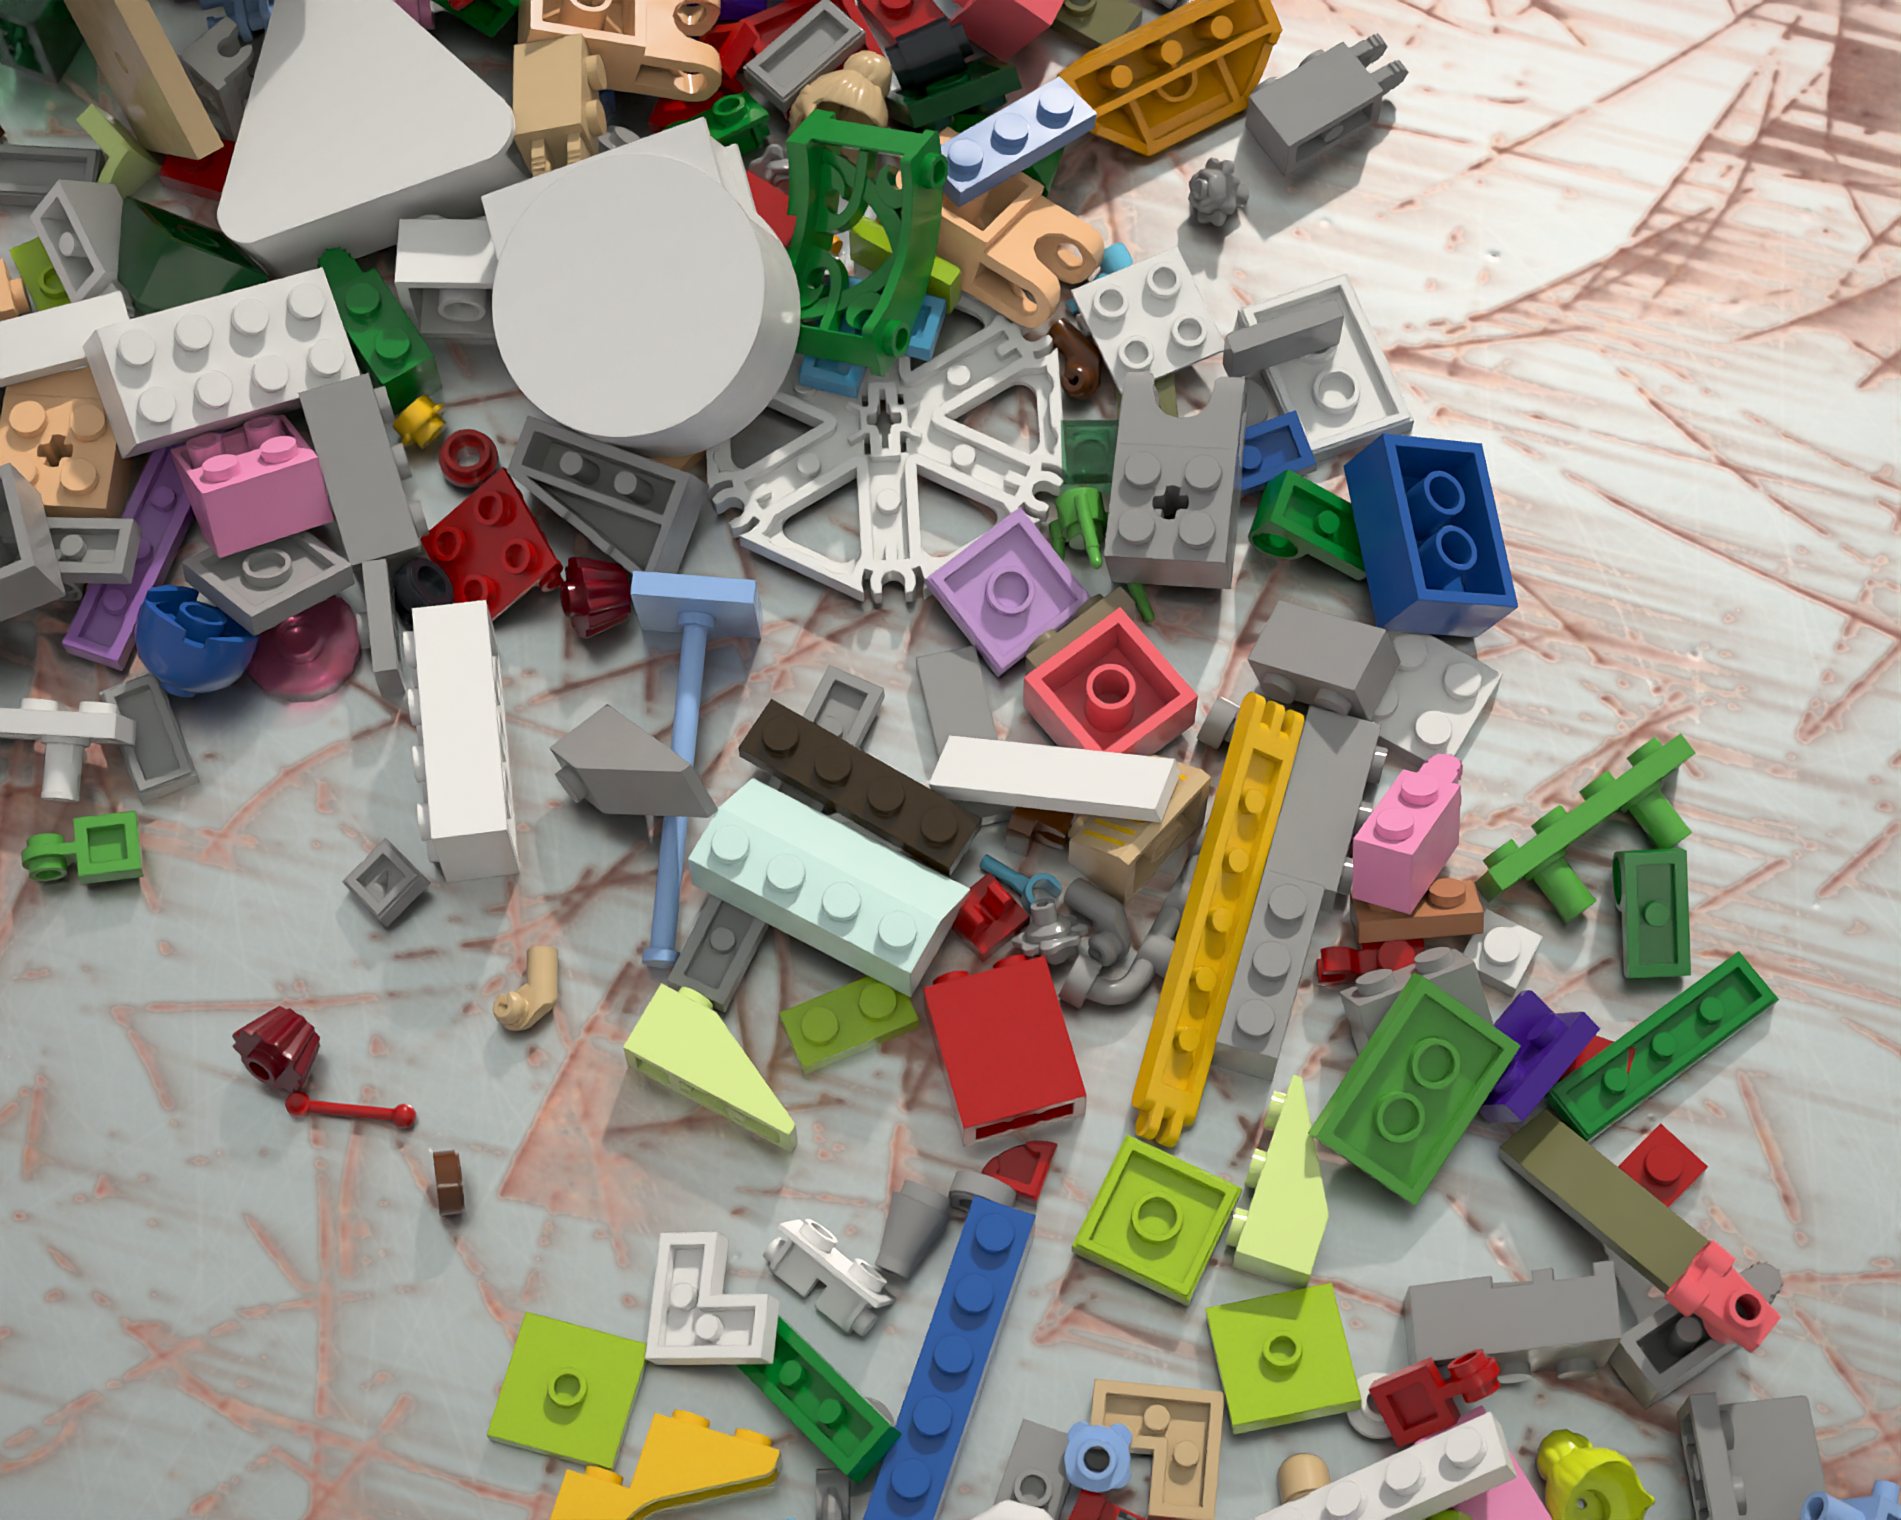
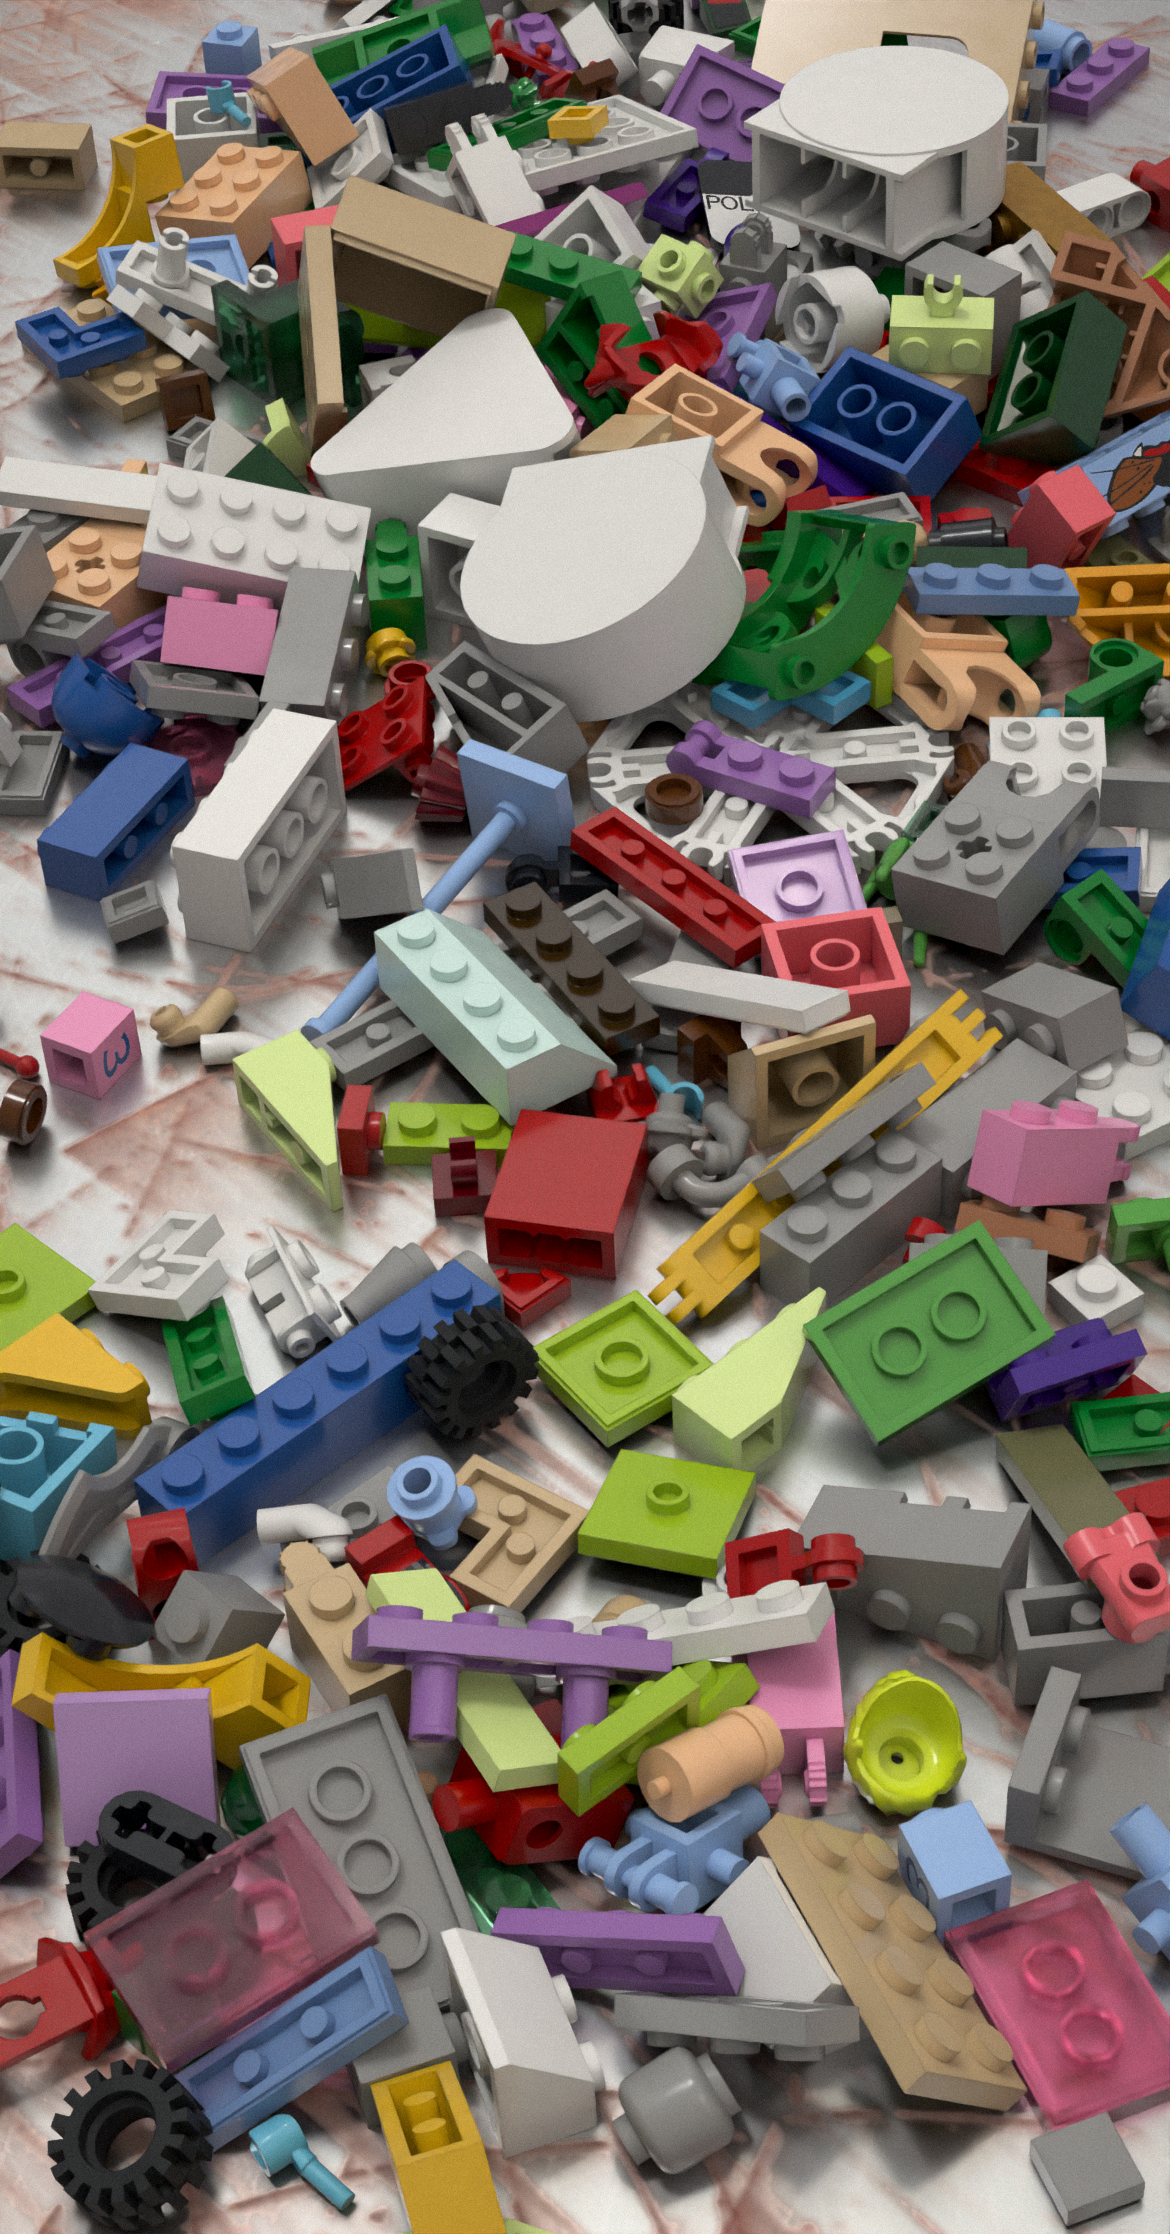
camera: 30 degrees right, 25 degrees down
(293, 776) = (116, 822): none -> blue brick
(460, 1071) = (91, 1045): none -> bright pink brick
(601, 1002) = (223, 1047): none -> white arm
(776, 1060) = (359, 1130): none -> red plate
(788, 646) = (570, 873): none -> black plate
(832, 524) = (674, 799): none -> reddish brown tile
(885, 456) = (752, 770): none -> medium lavender plate
(897, 1071) = (463, 1178): none -> dark red tile
(899, 644) = (671, 885): none -> red plate
(1051, 1302) = (471, 1371): none -> black tyre
(1154, 196) = (1116, 683): none -> green plate
(1238, 906) = (846, 1135): none -> light grey plate

